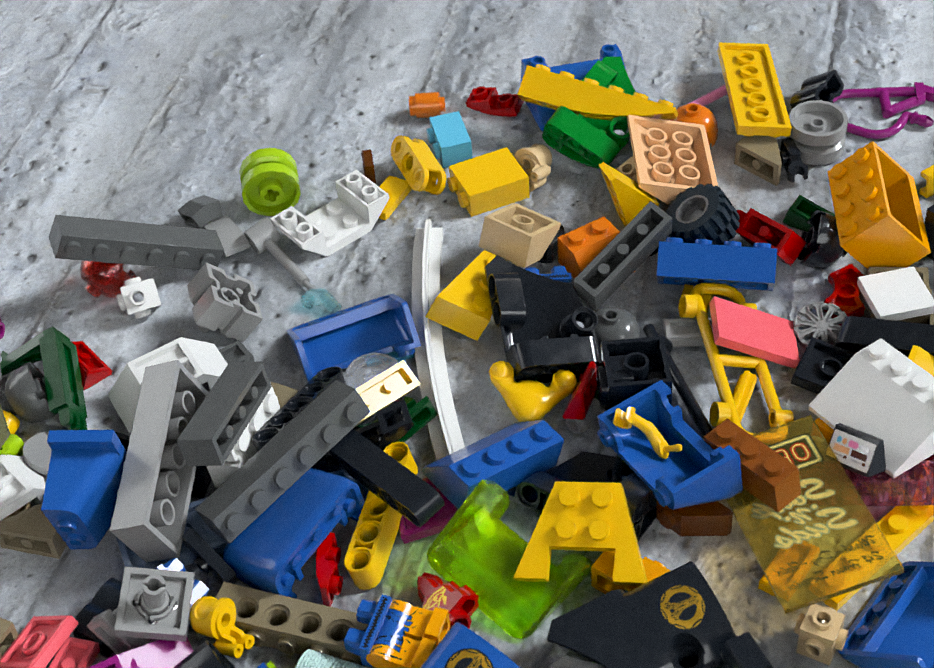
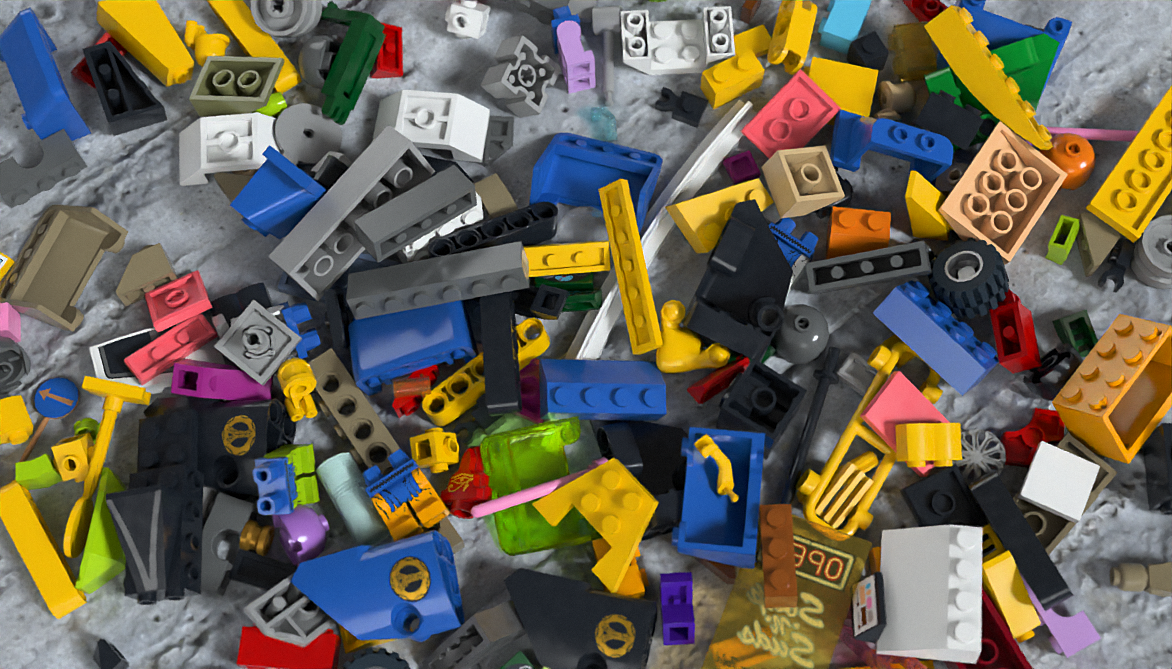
camera: 35 degrees right, 25 degrees up
(253, 263) = (576, 65): none -> lavender hips
(327, 557) = (412, 386): none -> clear orange pin
(377, 257) = (685, 108): none -> black plate
(391, 585) = (435, 450): none -> yellow brick
(398, 216) = (732, 78): none -> yellow brick
(412, 552) = (482, 420): none -> black piece
(439, 364) = (630, 267): none -> yellow plate
(455, 265) = (741, 167): none -> magenta tile
(466, 203) = (791, 116): none -> coral tile
(486, 141) = (868, 52): none -> black brick
(503, 568) = (530, 493): none -> bright pink piece
(517, 128) = (912, 51): none -> clear yellow brick
(565, 170) = (855, 135): none -> blue windscreen
(592, 134) = (950, 120): none -> black brick
(718, 571) = (677, 608): none -> dark purple brick
(739, 169) = (1069, 227): none -> lime piece
(758, 404) = (850, 502): none -> yellow tile
(781, 330) = (928, 442): none -> yellow brick

